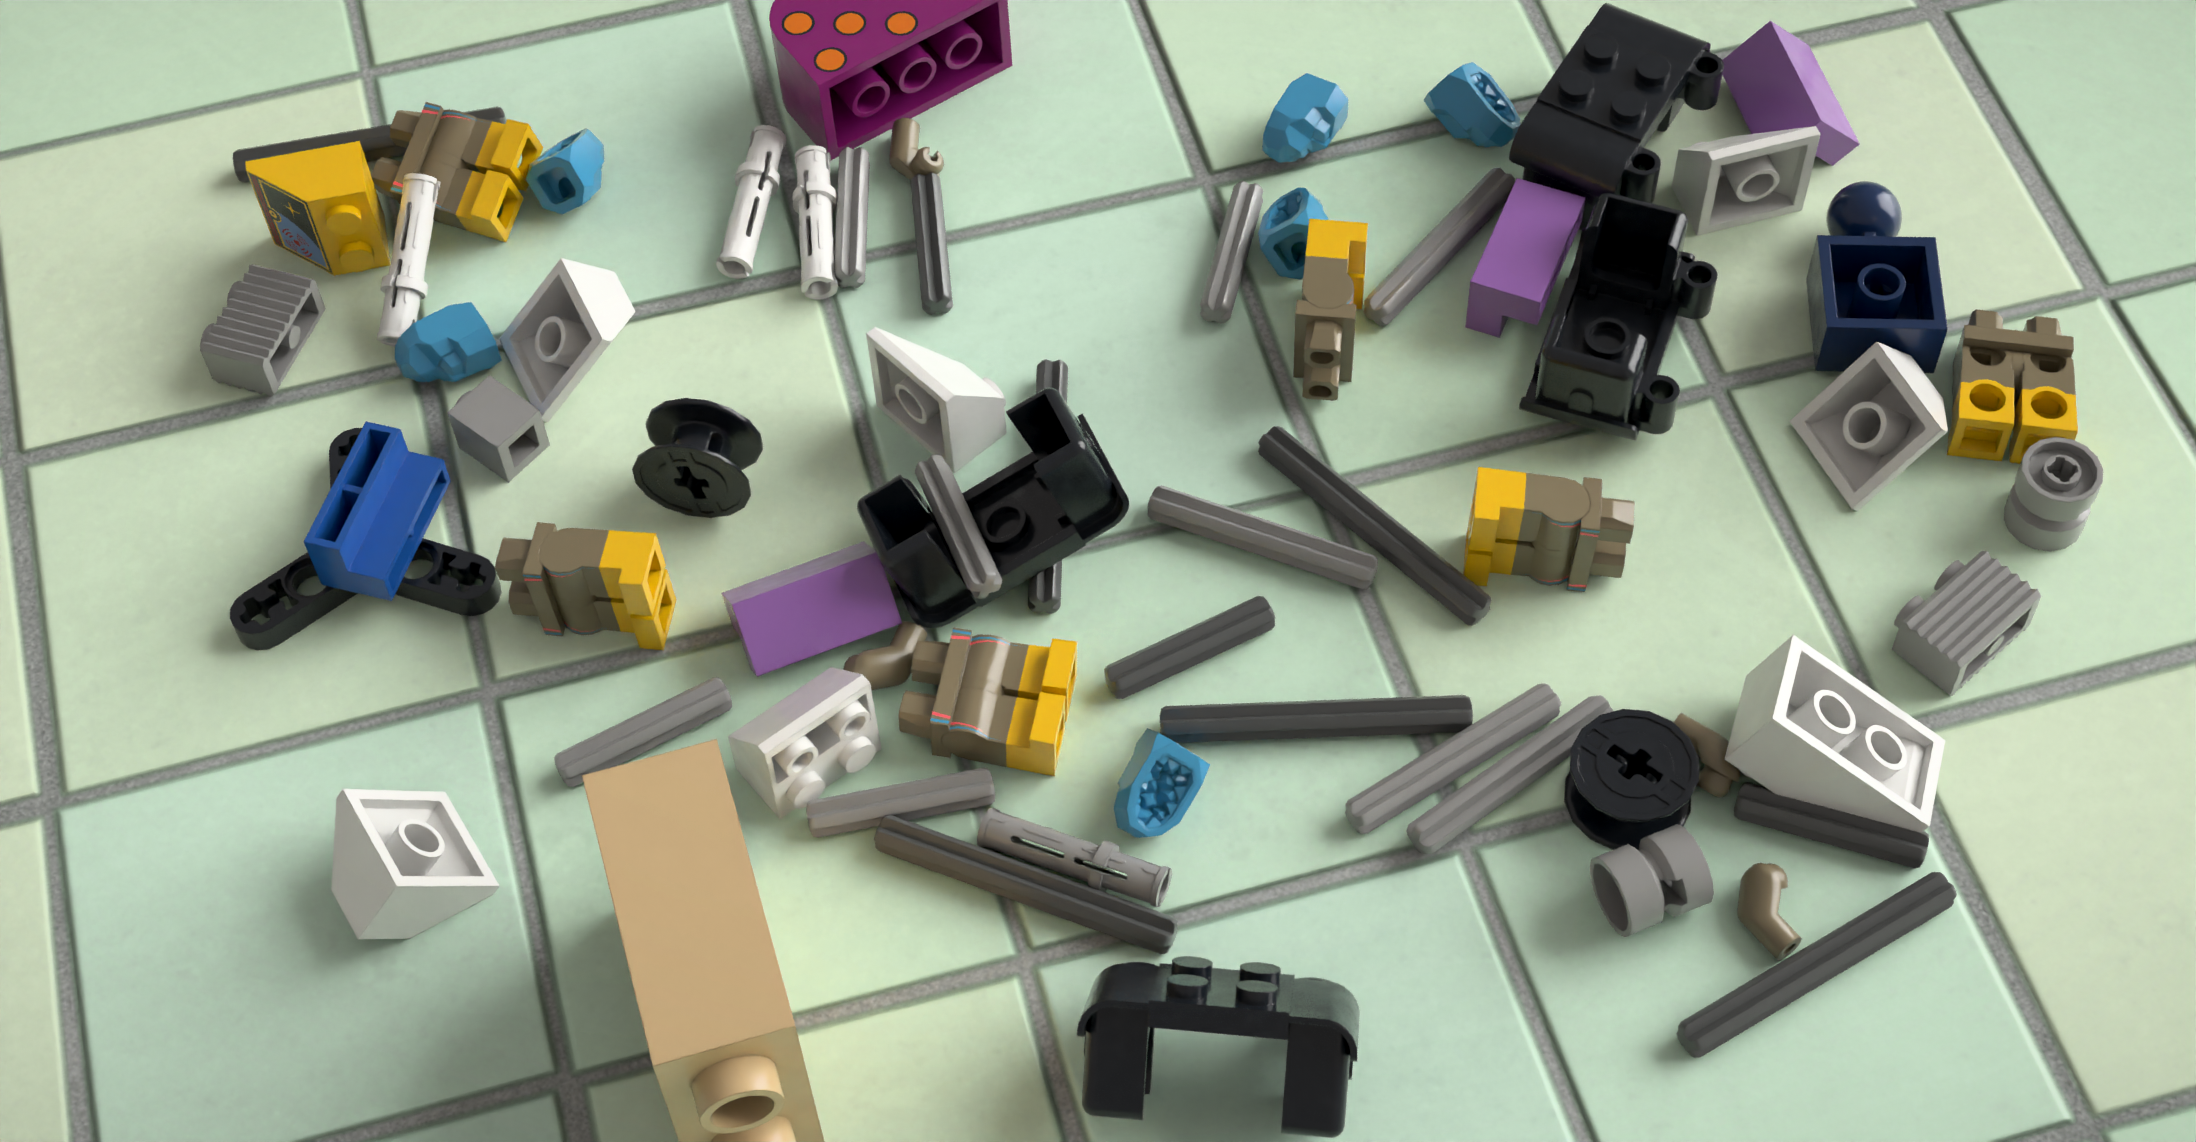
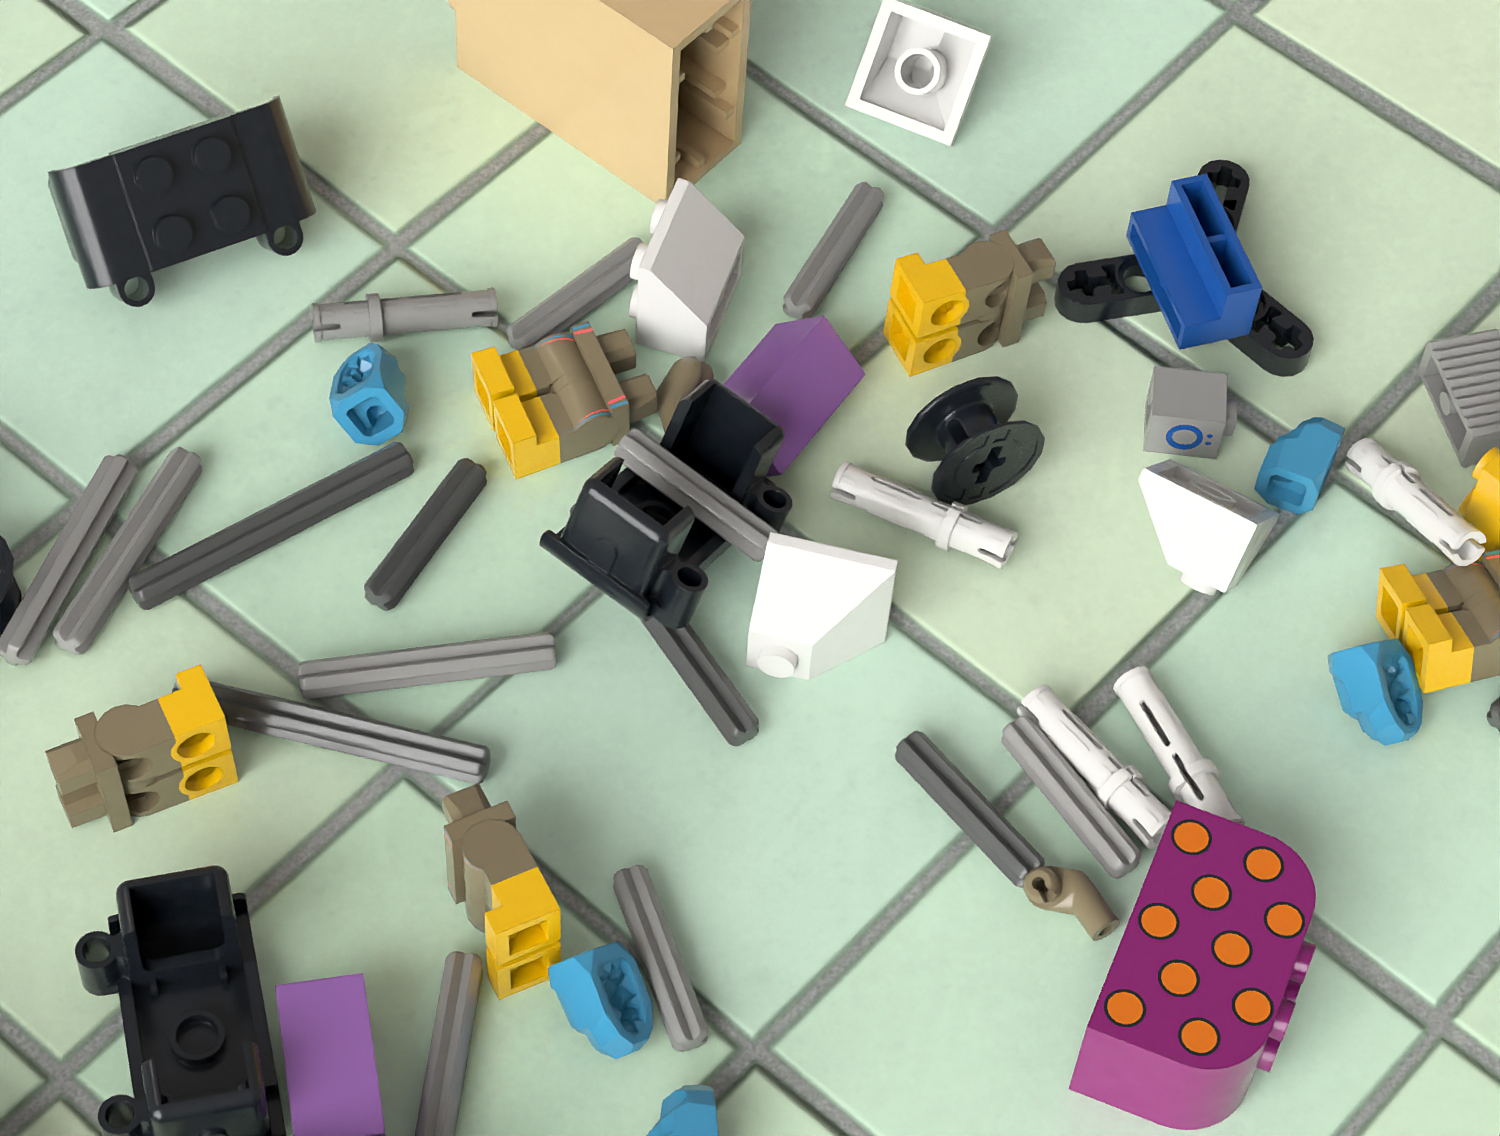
camera: 140 degrees right, 0 degrees up
(806, 505) = (945, 523): none -> white pin
(1026, 884) = (504, 275): dark grey axle -> none

